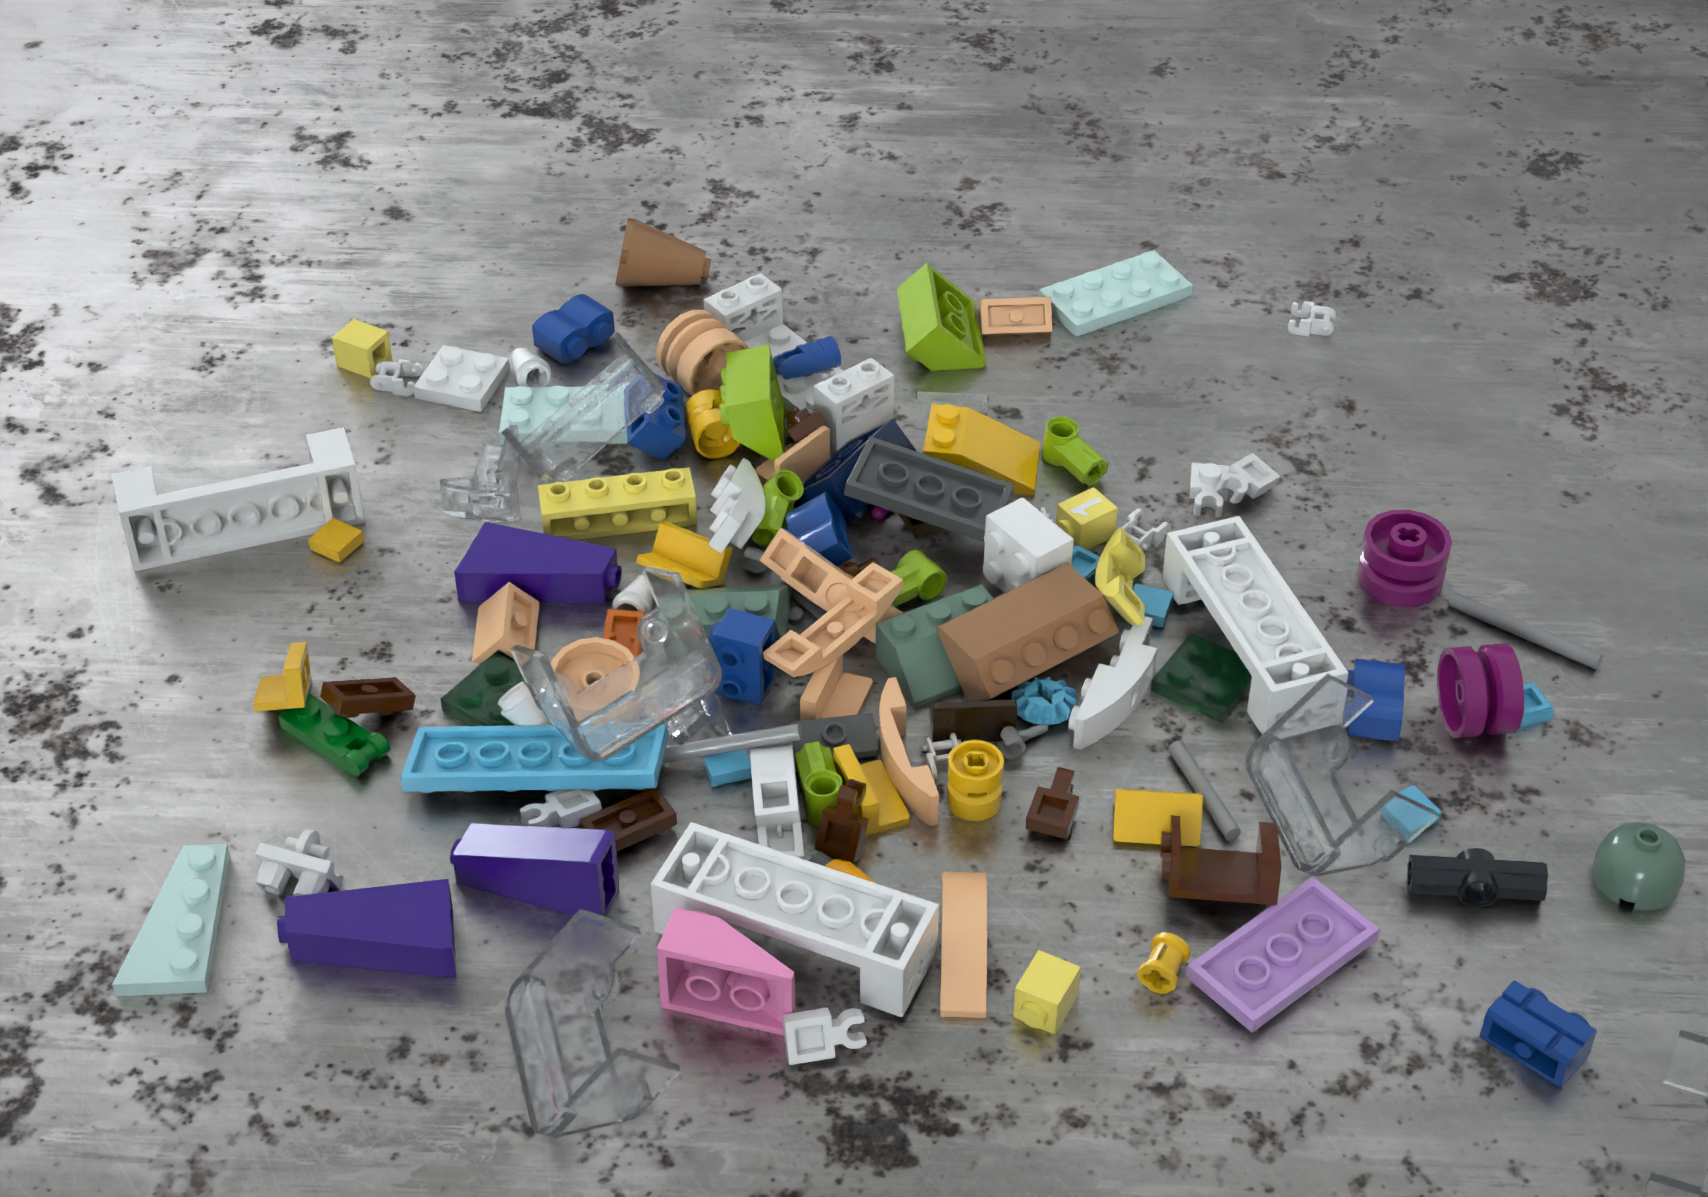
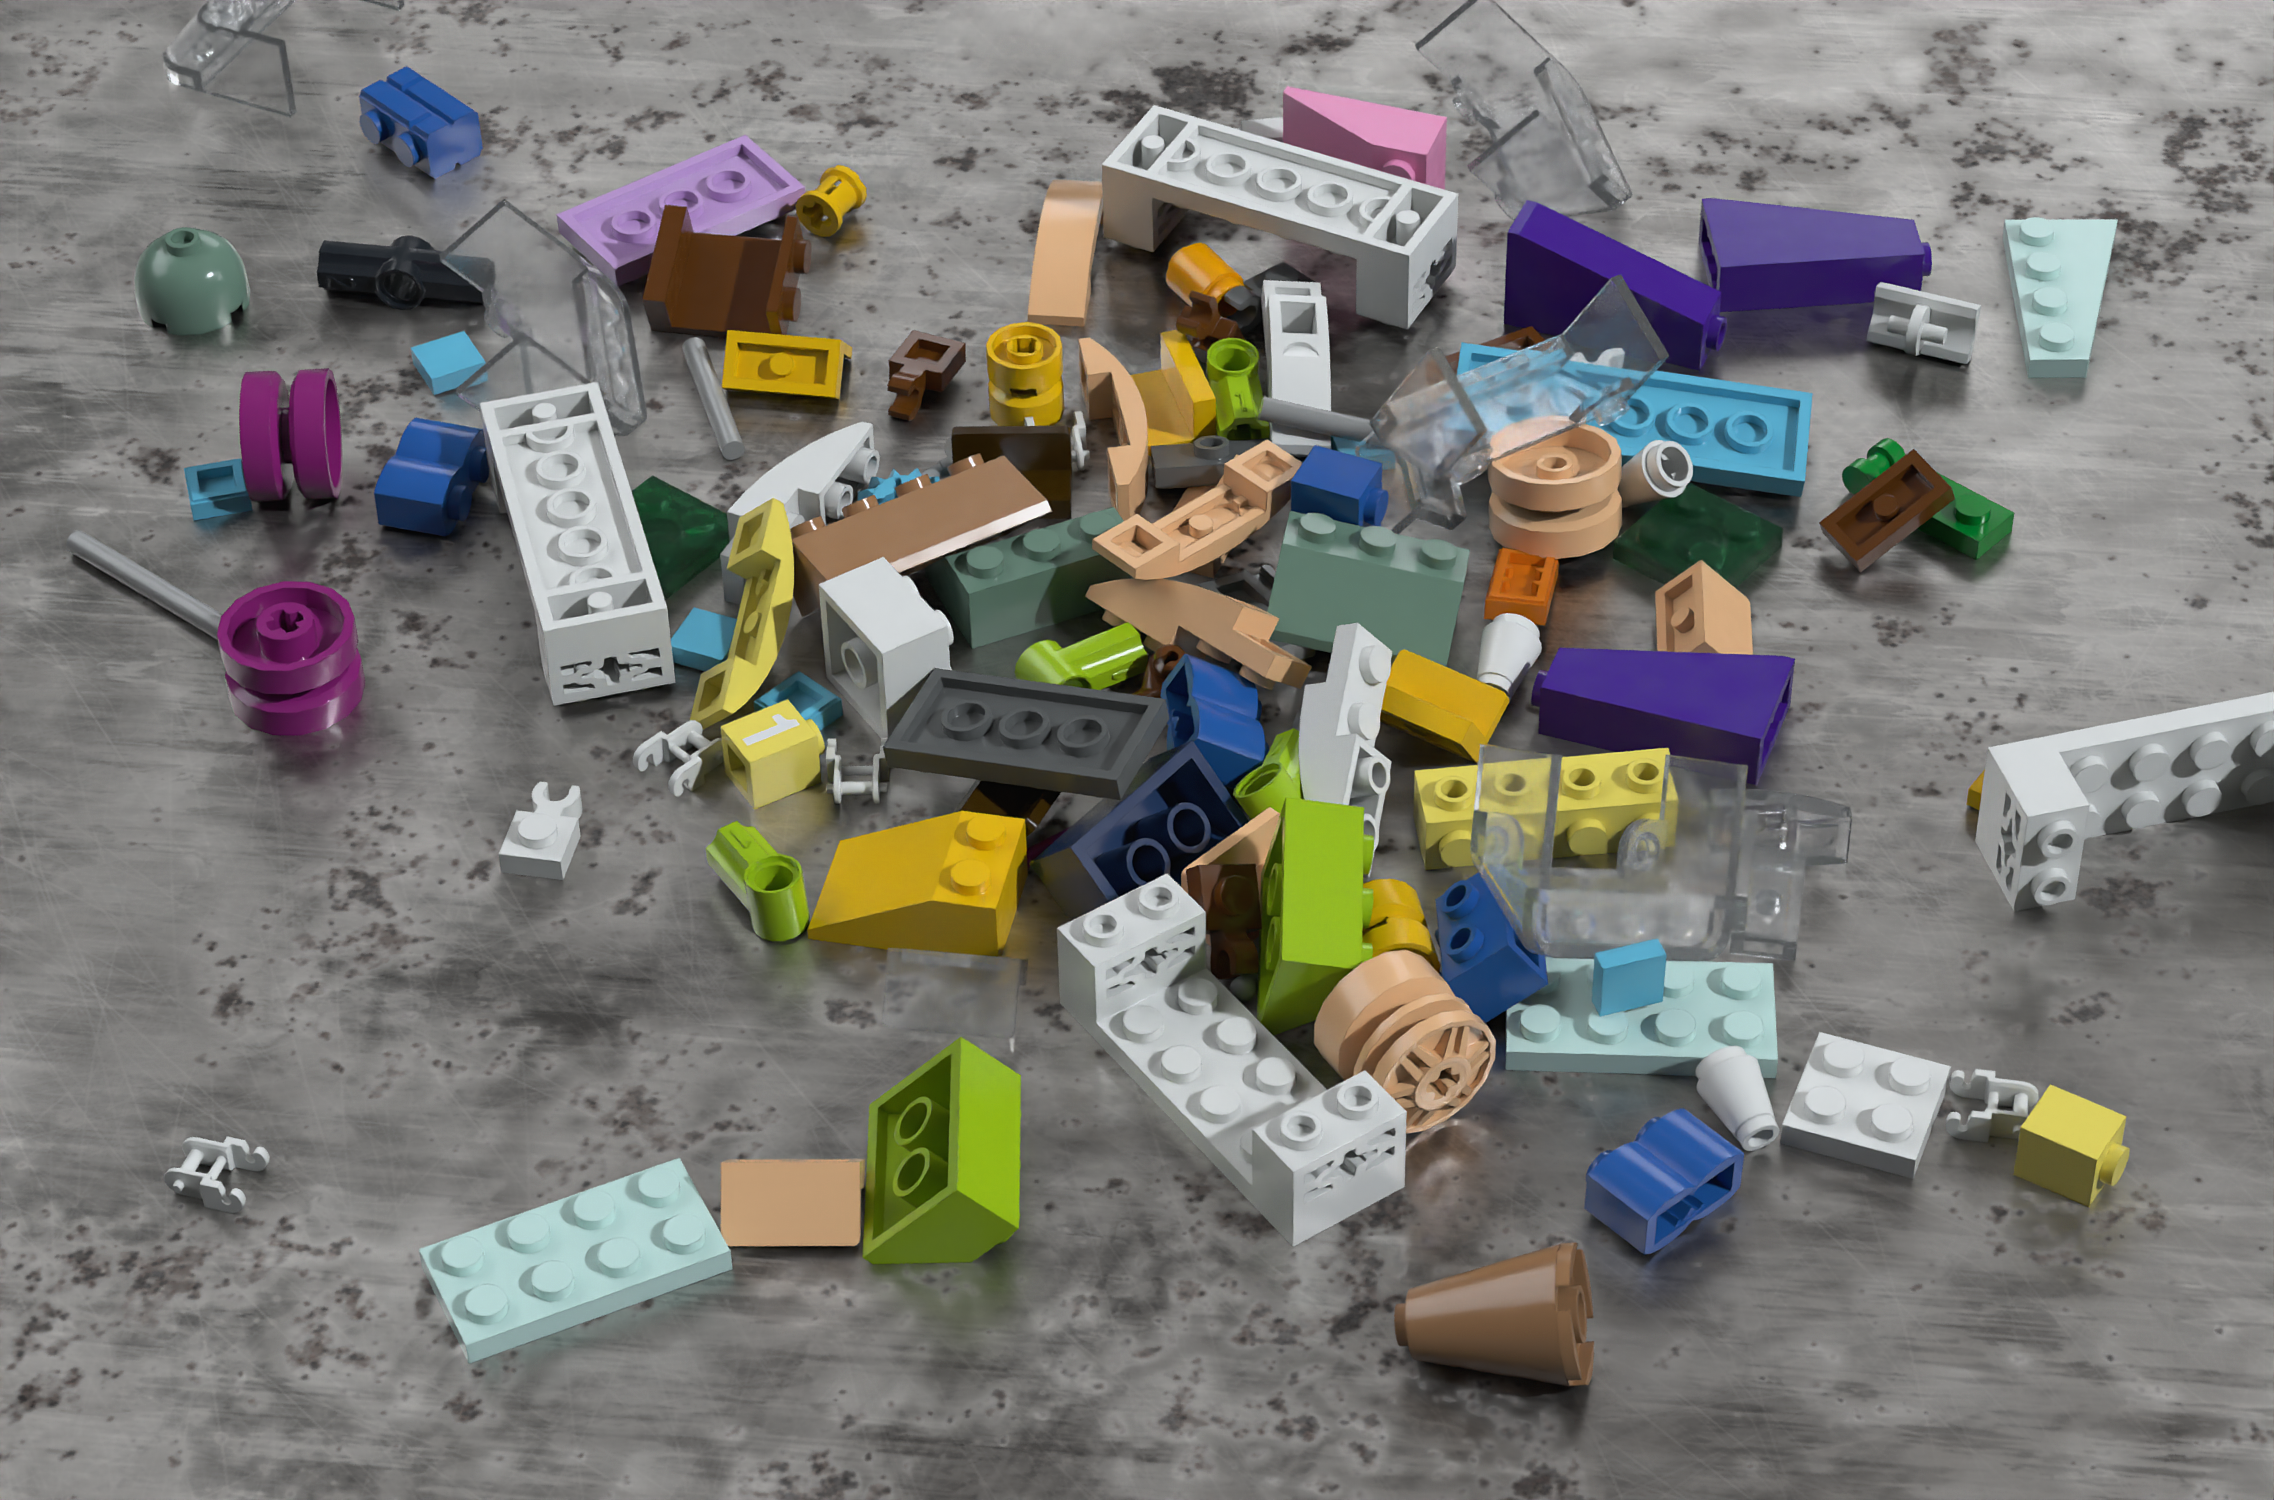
camera: 175 degrees left, 0 degrees up
(289, 689) = (2015, 531): yellow panel -> none
(576, 379) = (1628, 977): none -> medium azure tile
(808, 359) = (1203, 1031): blue hinge -> none
(1046, 992) = (980, 174): light yellow brick -> none
(1249, 477) = (478, 820): white plate -> none

